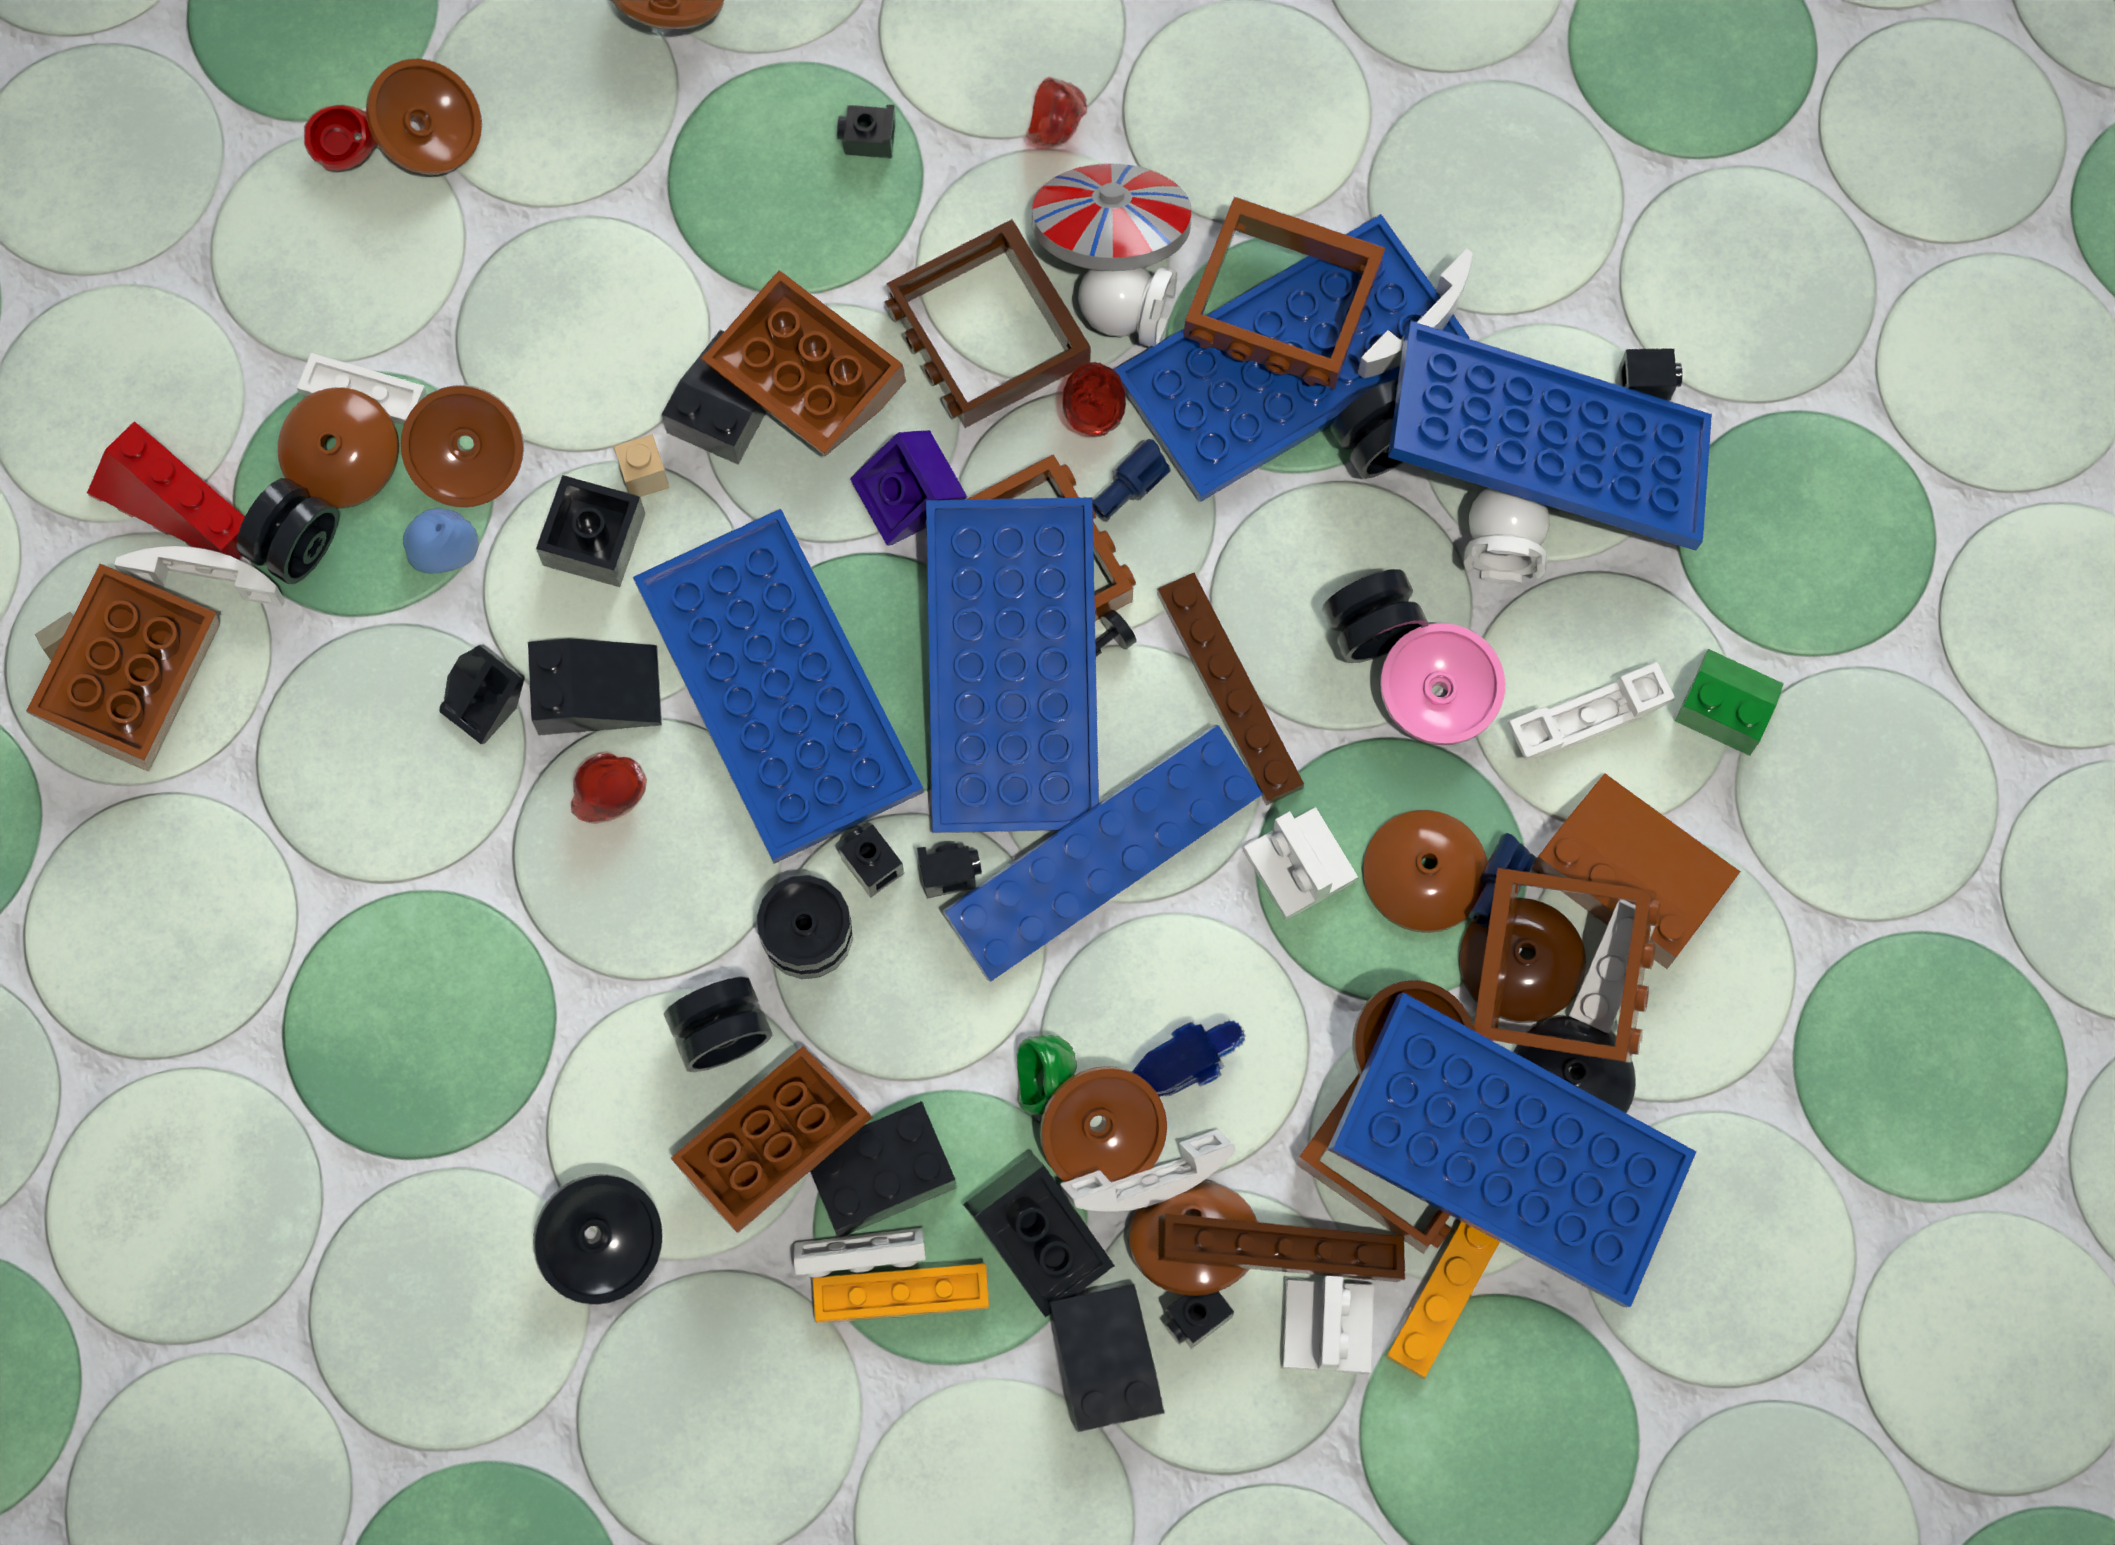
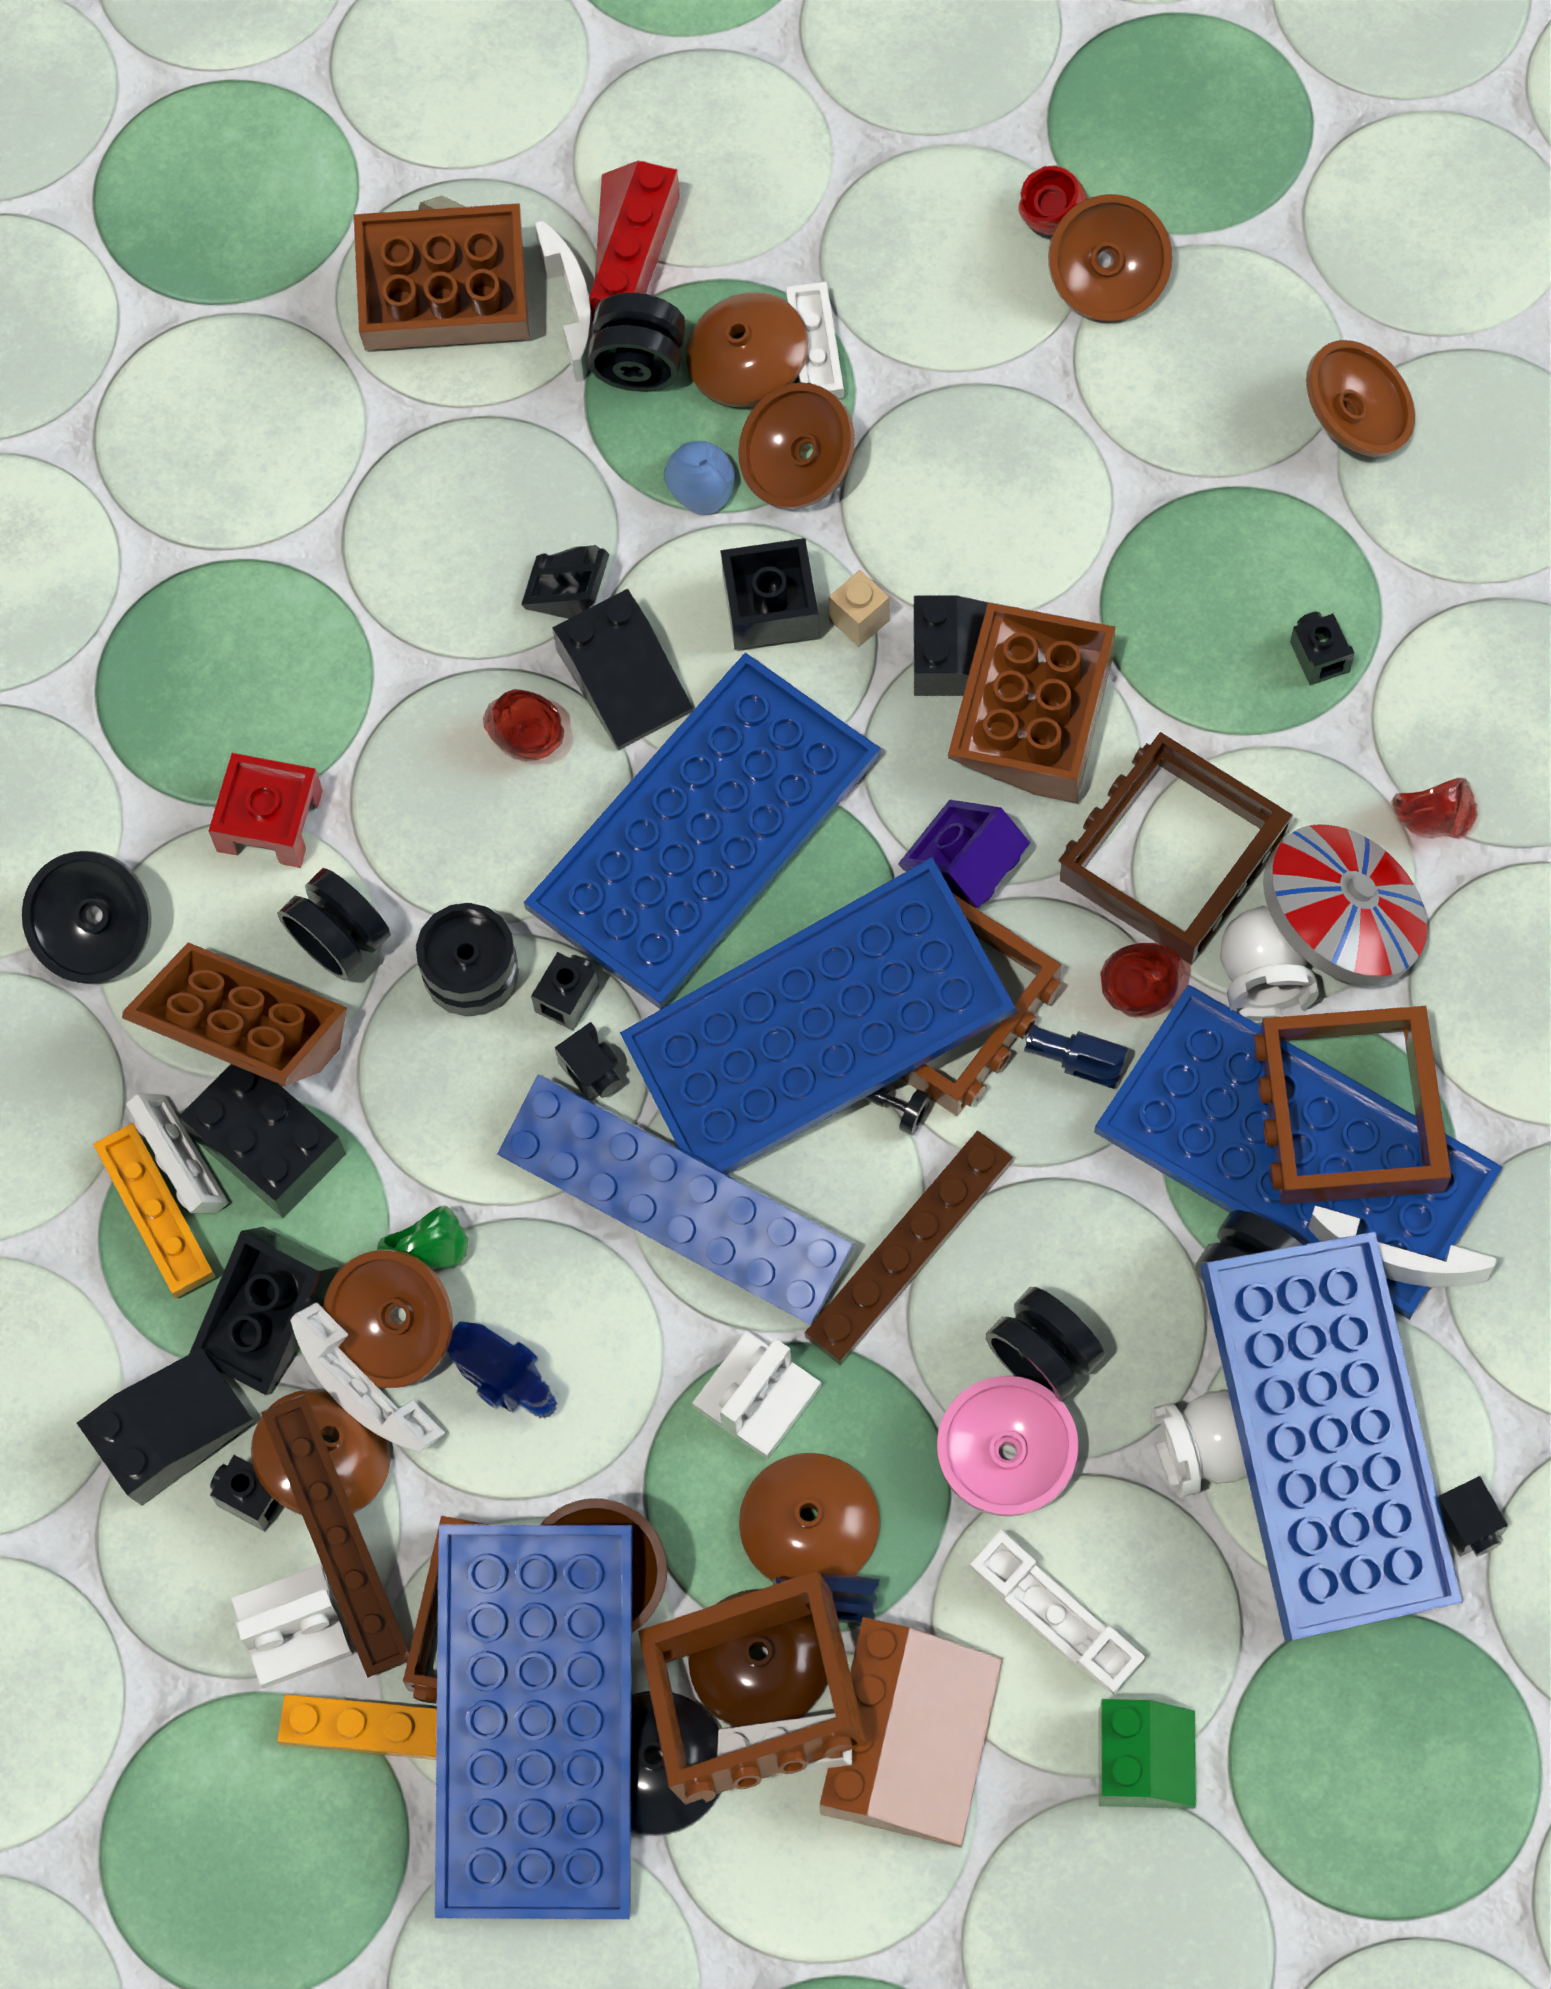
camera: 70 degrees right, 5 degrees down
(569, 1040) = (264, 807): none -> red panel

